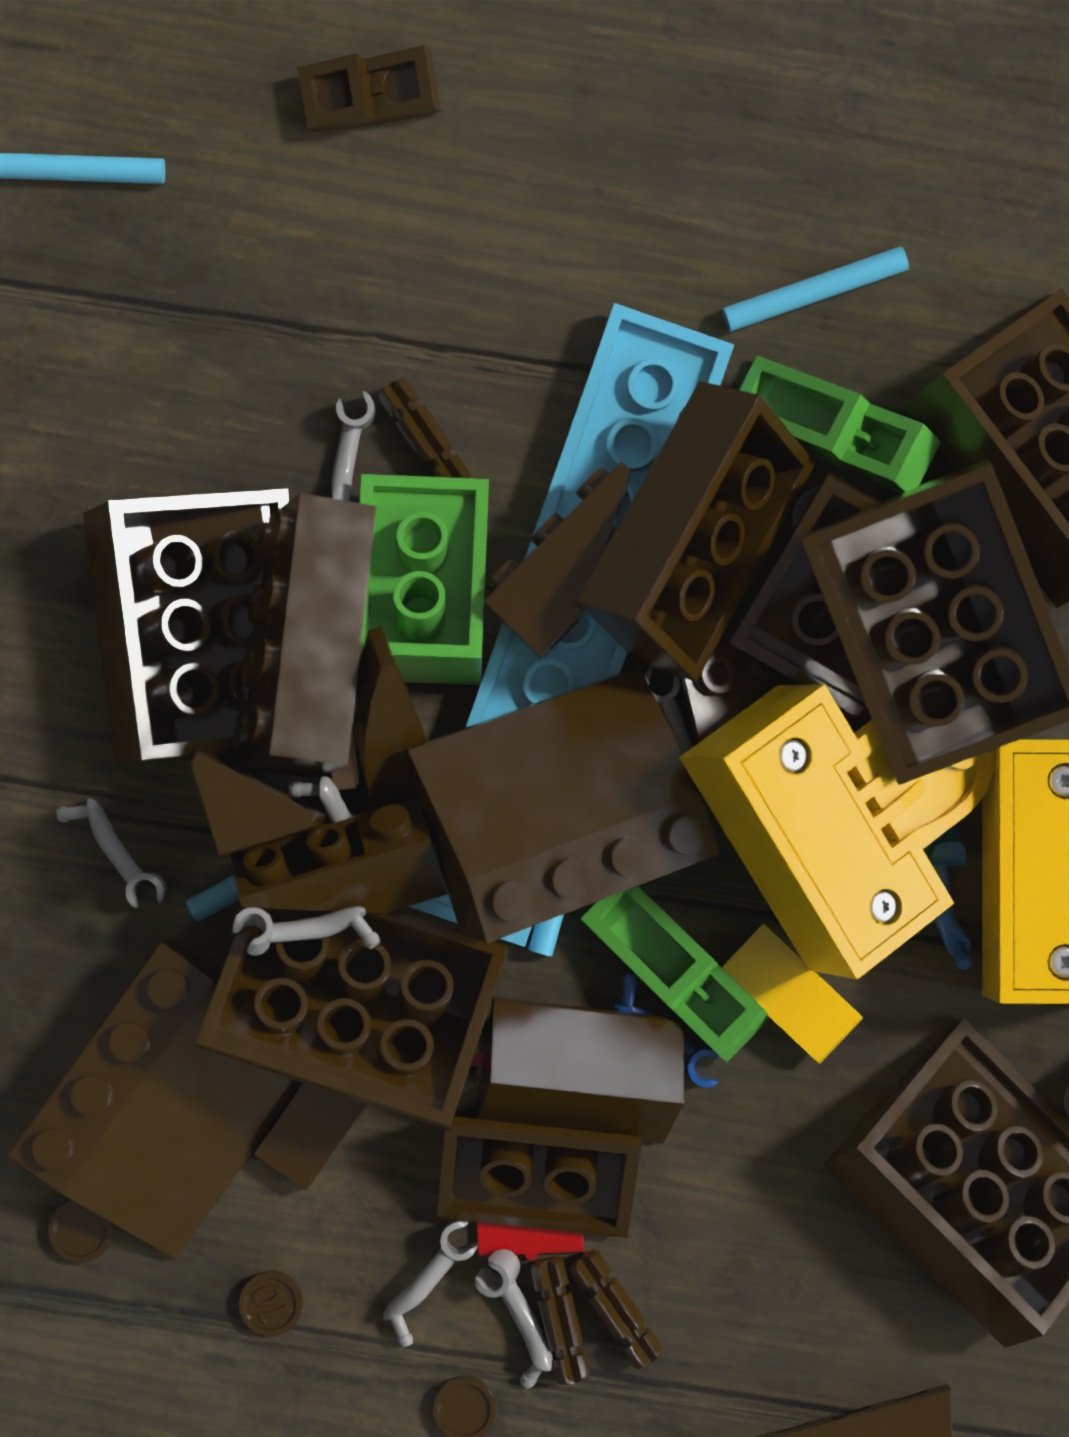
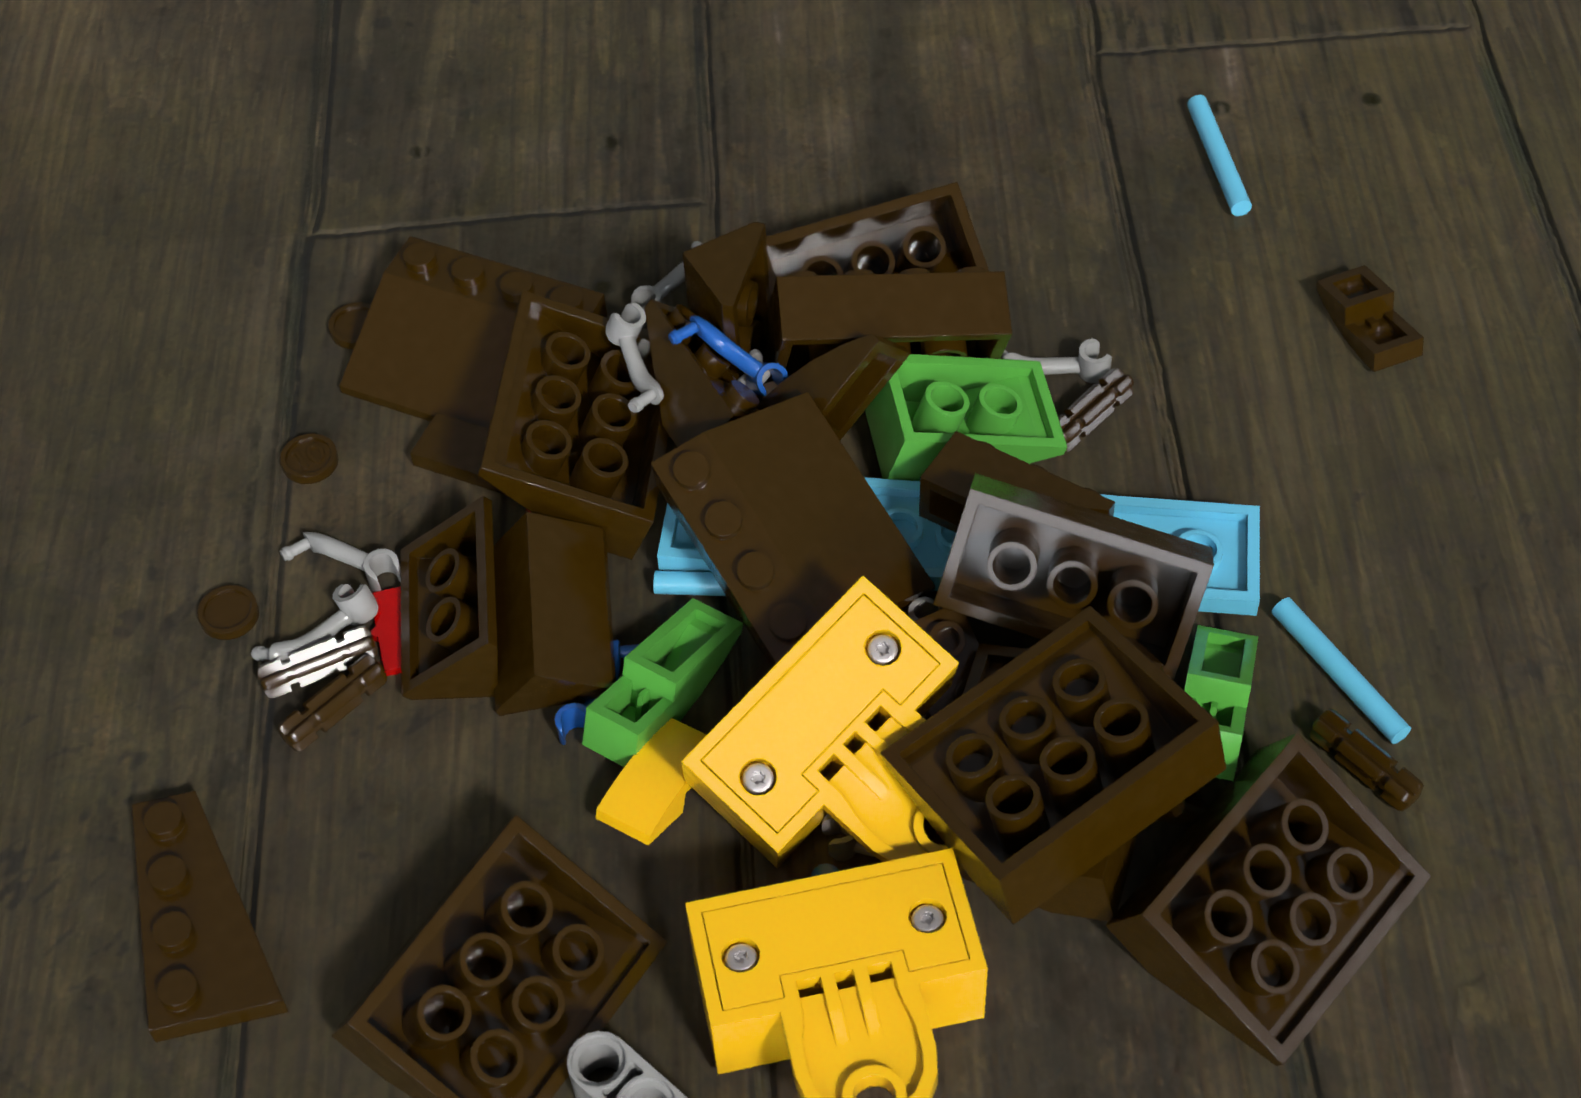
camera: 85 degrees right, 35 degrees down
(341, 796) = (731, 352): none -> blue piece
(926, 302) = (1366, 760): none -> dark brown axle

